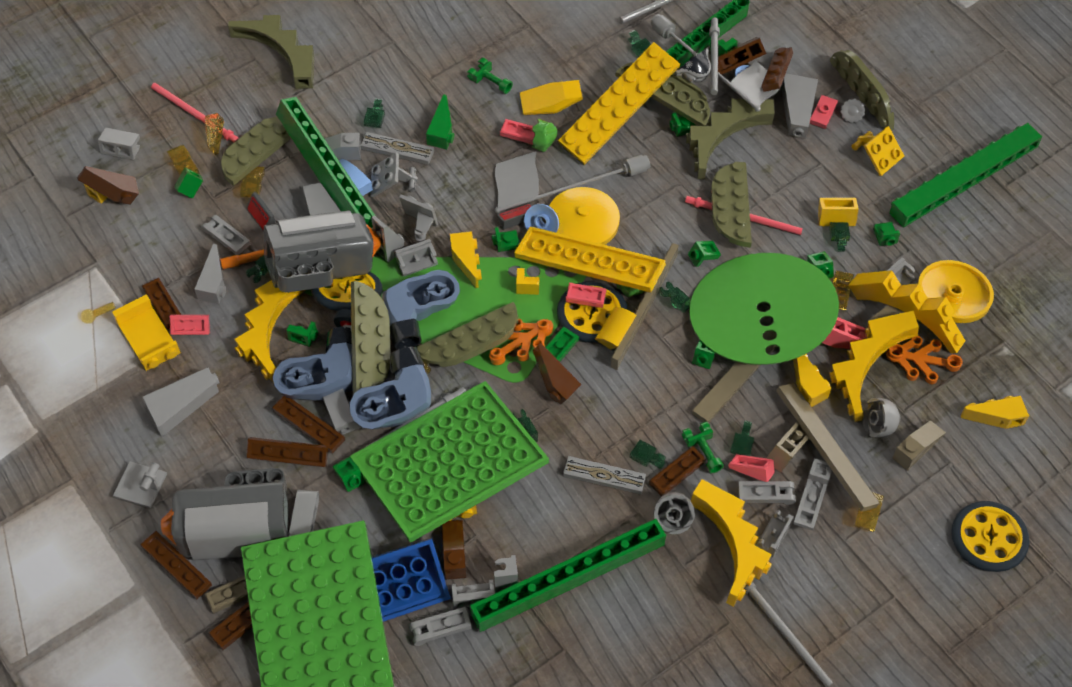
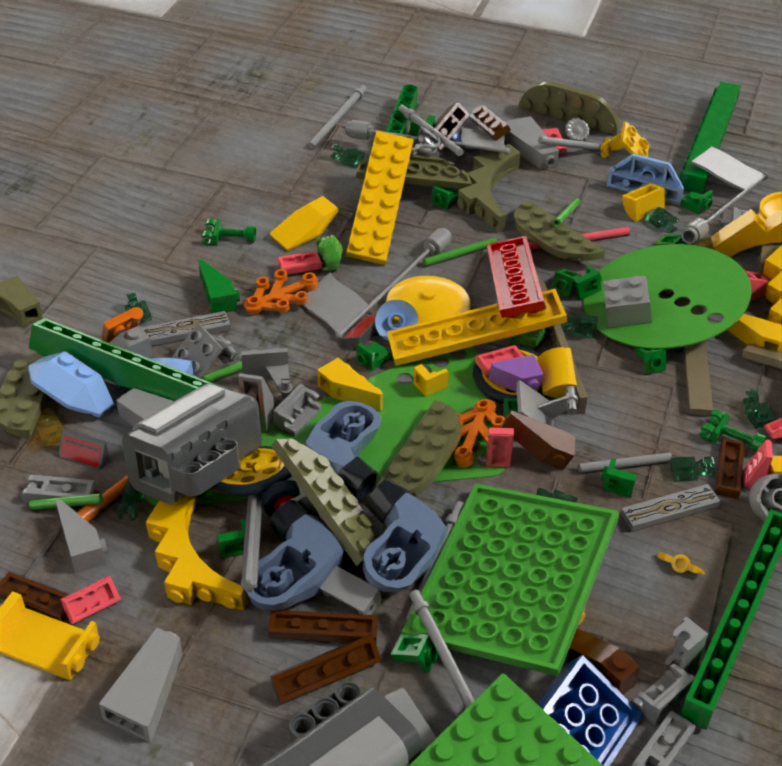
camera: 35 degrees left, 15 degrees down
(222, 246) = (70, 501): none -> bright green bar
(282, 158) = (71, 384): none -> light blue wedge
(299, 344) = (252, 542): none -> light grey axle
(349, 126) = (119, 323): none -> orange plate
(368, 448) = (422, 609): none -> light grey bar
(395, 199) = (216, 375): none -> bright green bar
(463, 152) = (257, 303): none -> orange plant
(519, 364) = (499, 447): none -> coral plate
(571, 518) = (680, 563): none -> yellow piece
(579, 348) = (540, 408): none -> light grey plate
(584, 434) = (617, 480): none -> green bracket
(586, 314) = (510, 371): none -> medium lavender slope
(606, 424) = (625, 462): none -> light grey bar
(649, 182) = (458, 252): none -> bright green bar
(650, 231) = (515, 277): none -> plate
(690, 483) = (758, 465): none -> coral slope
(716, 264) = (588, 283): none -> green bracket
(723, 297) = (627, 301): none -> light grey brick
(759, 190) = (566, 212): none -> bright green piece
(828, 124) = (569, 143): none -> light grey bar
(855, 185) = (641, 170): none -> light blue wedge
(938, 219) = (729, 171): none -> flag

